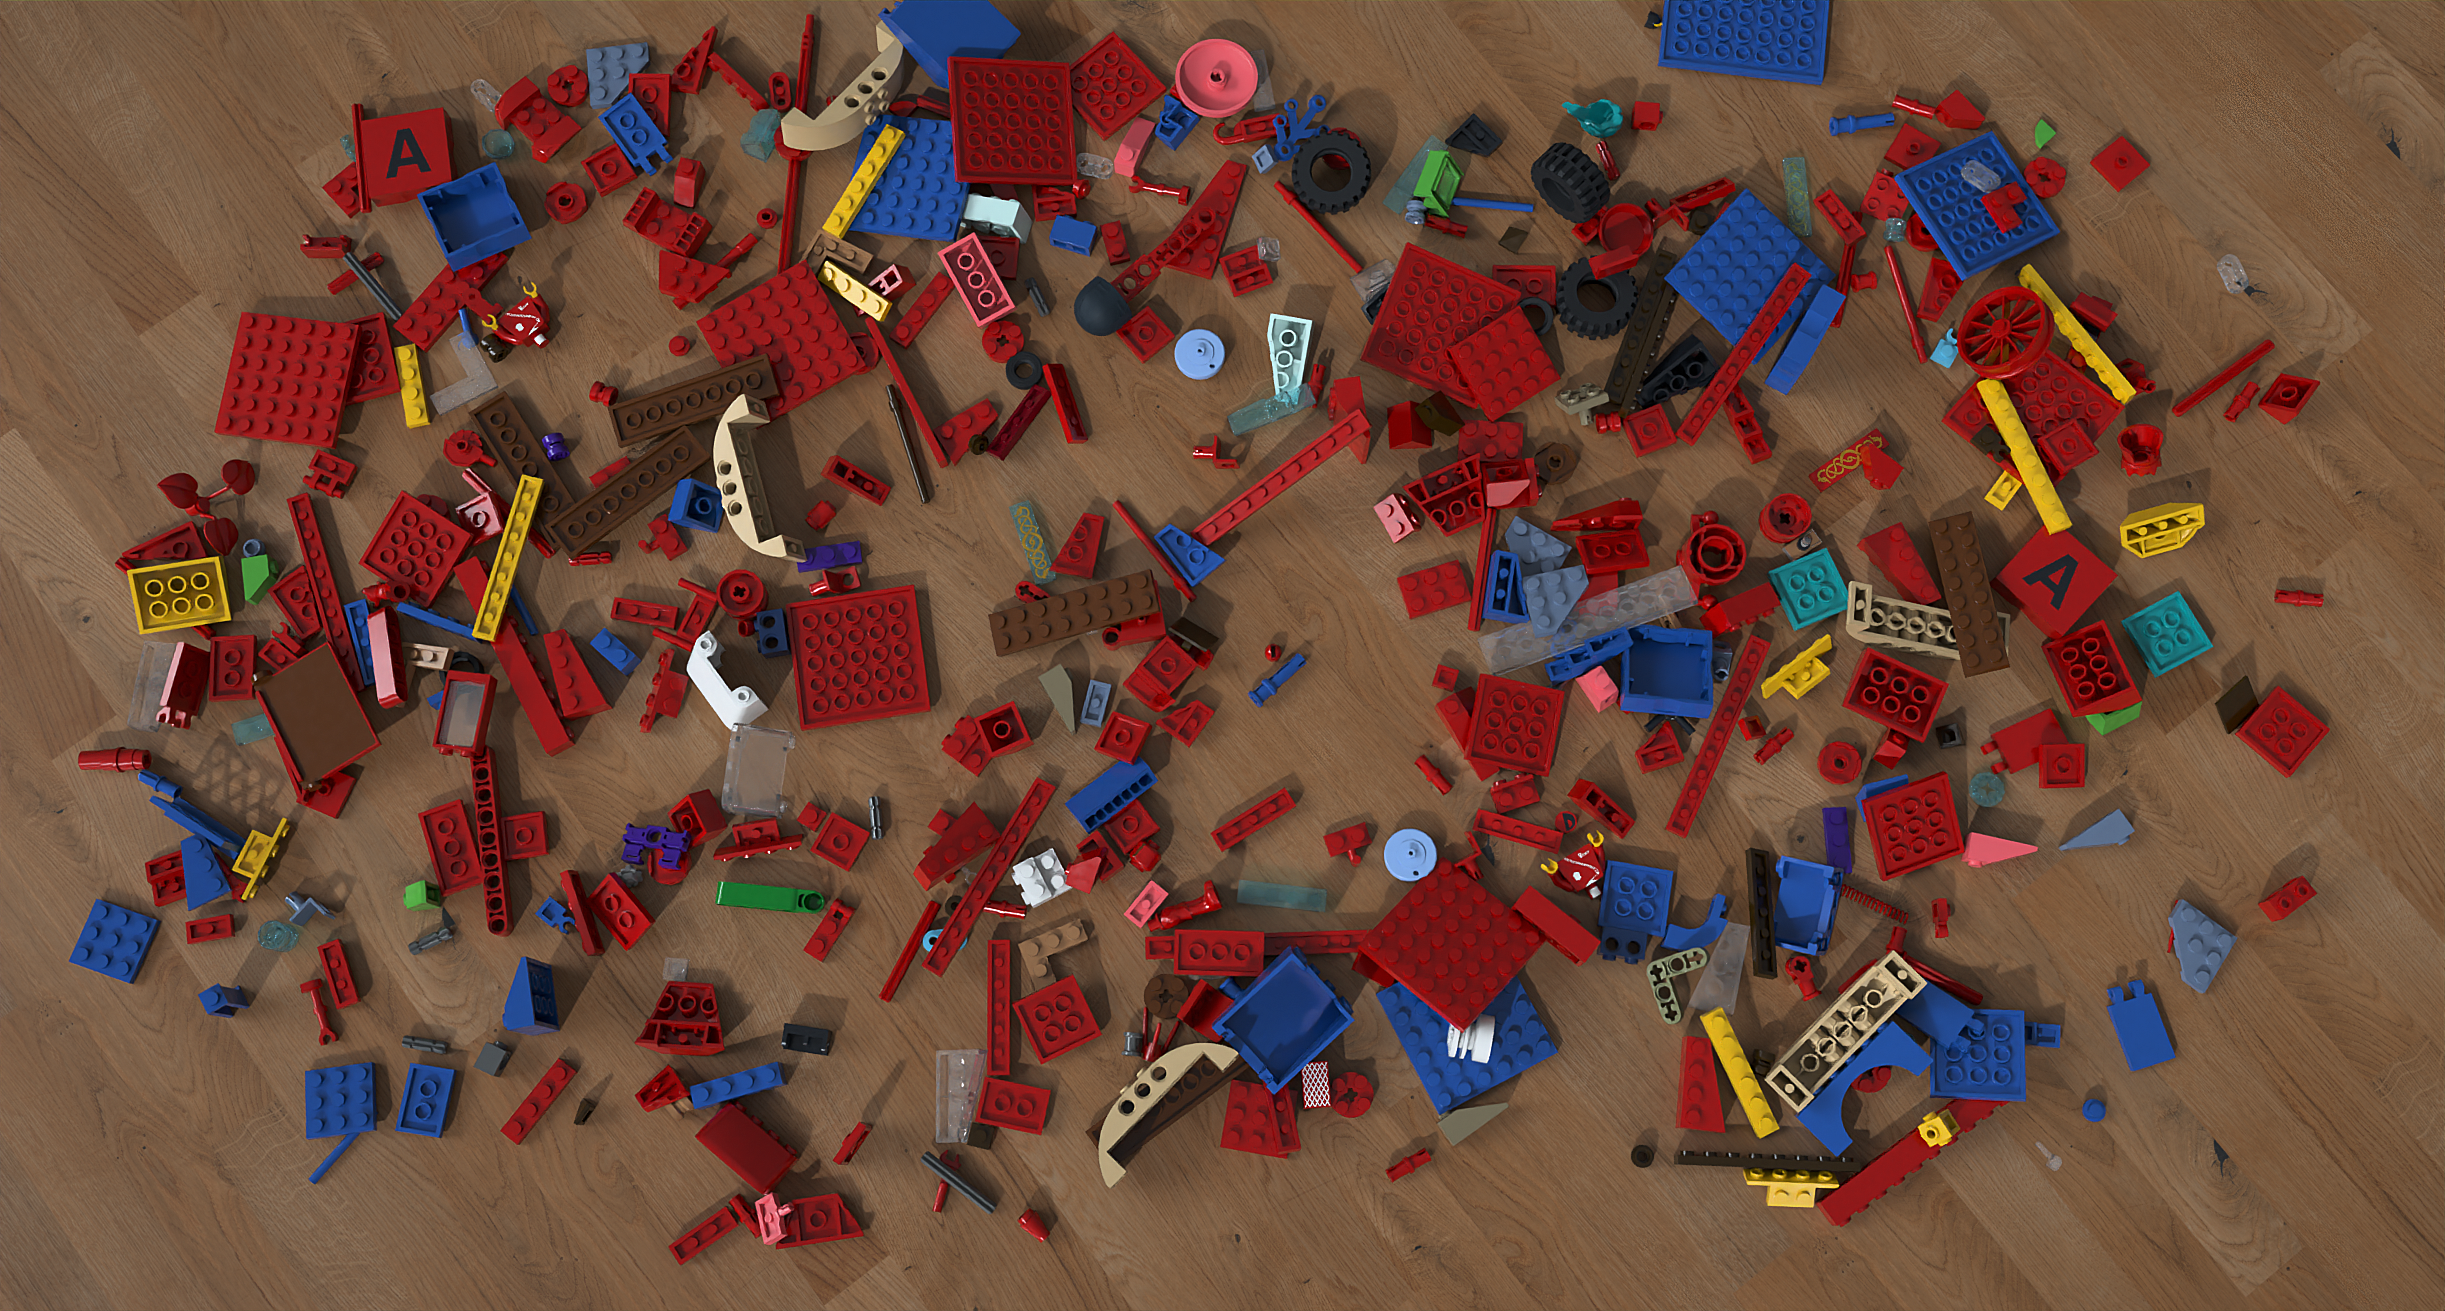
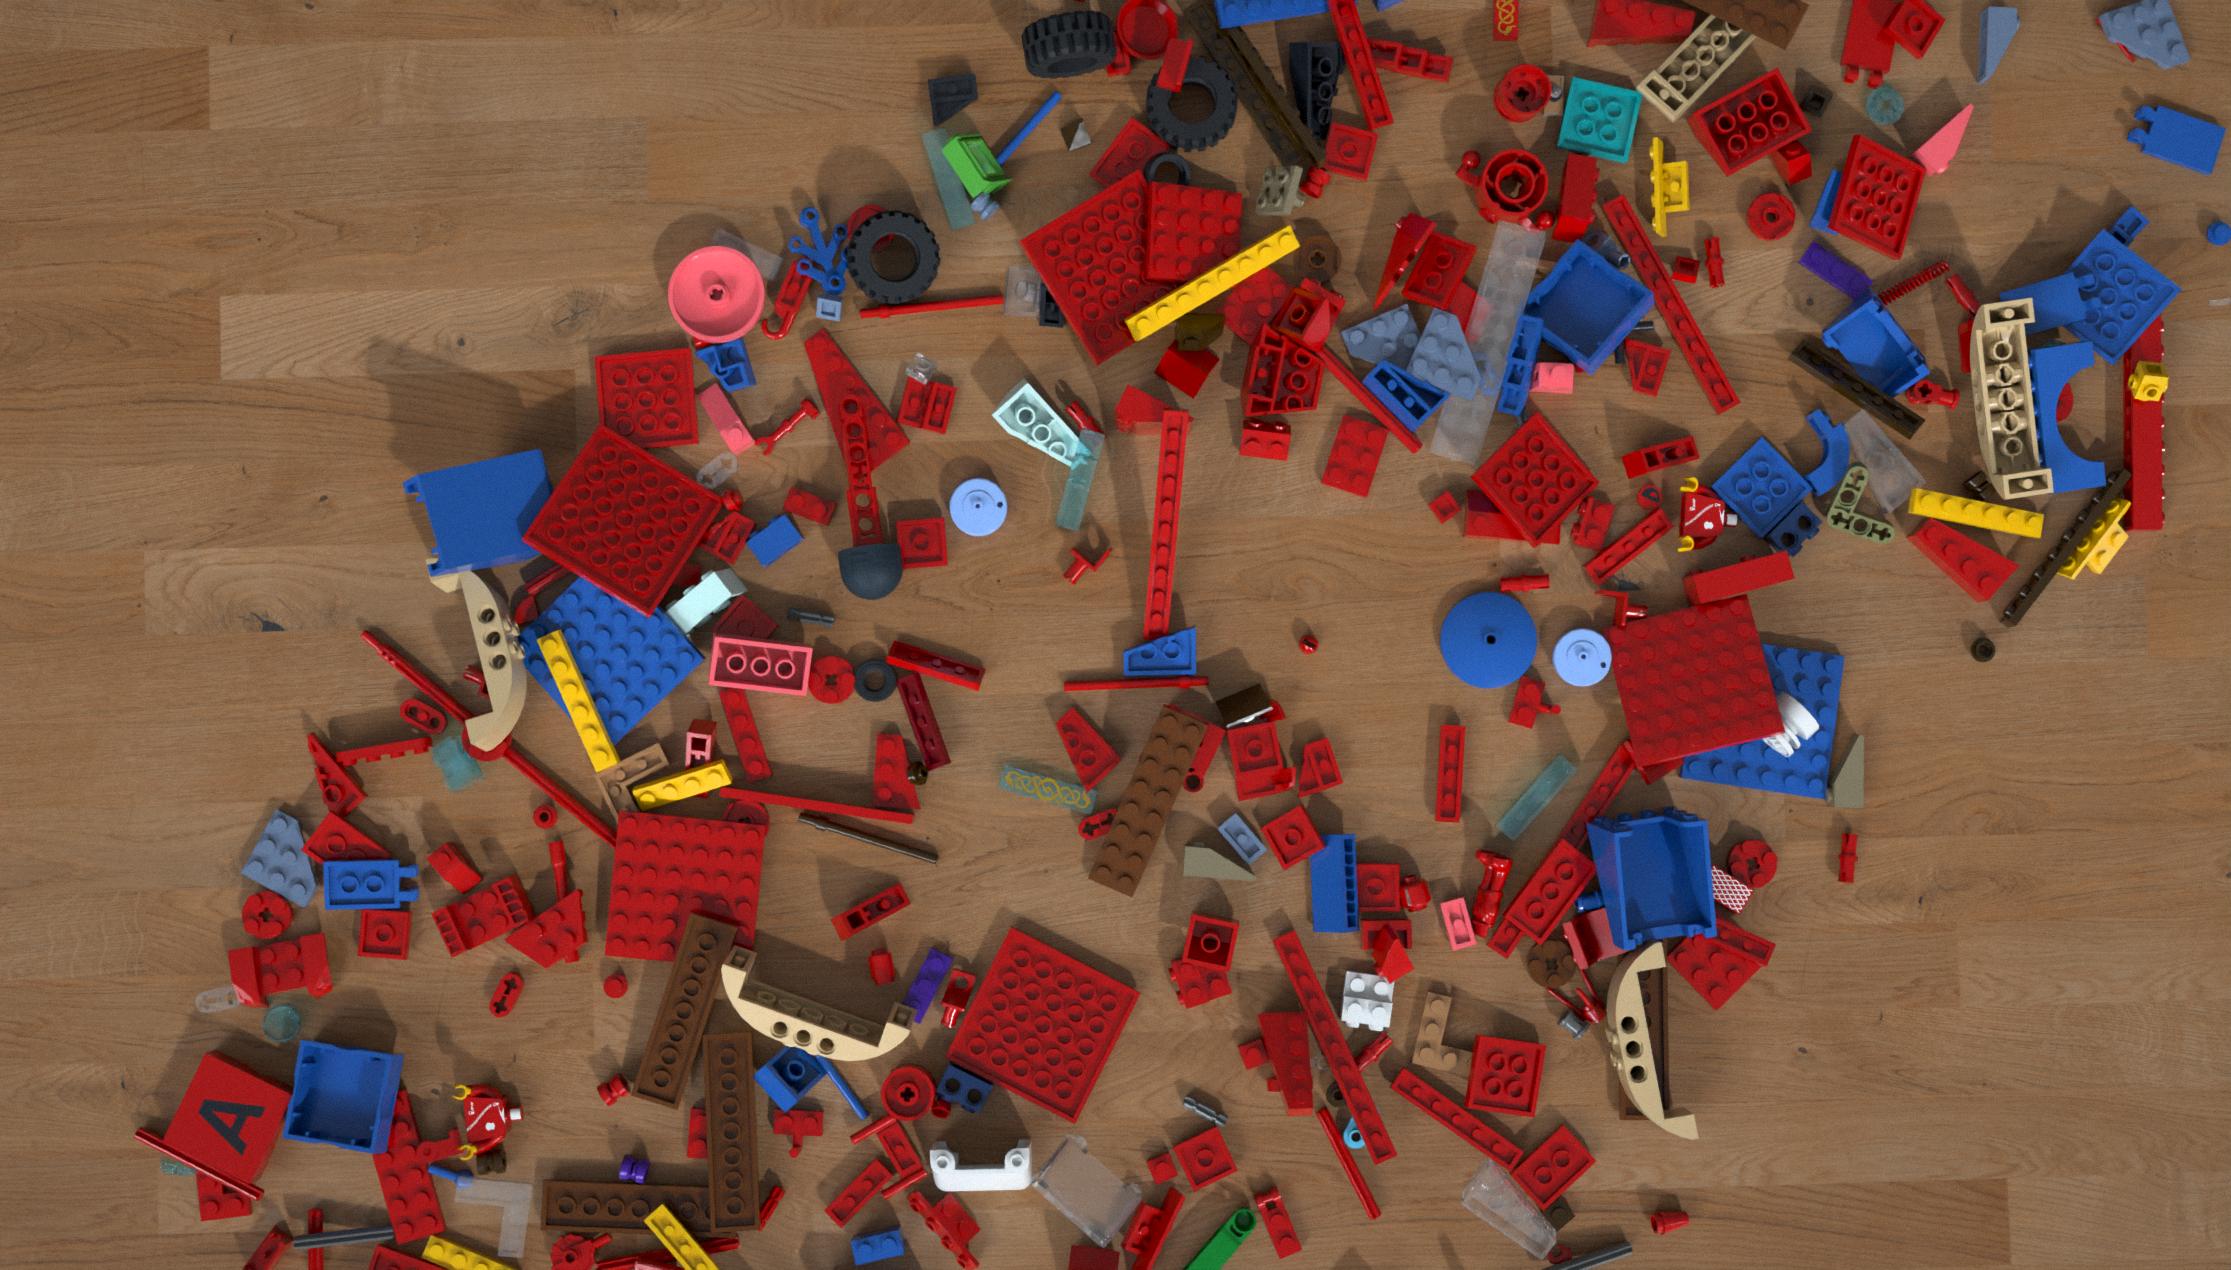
camera: 55 degrees left, 10 degrees up
(568, 213) = (379, 1007): red plate -> none
(621, 278) = (501, 992): none -> red beam
(715, 548) = (842, 1086): none -> blue bar
(1270, 686) = (1338, 669): blue pin -> none
(1368, 799) = (1465, 643): none -> blue dish
(1446, 225) = (1018, 187): red pin -> none
(1480, 397) = (1212, 282): none -> yellow plate
(1940, 914) = (1963, 231): red plate -> none
(1943, 980) = (2017, 277): red axle -> none

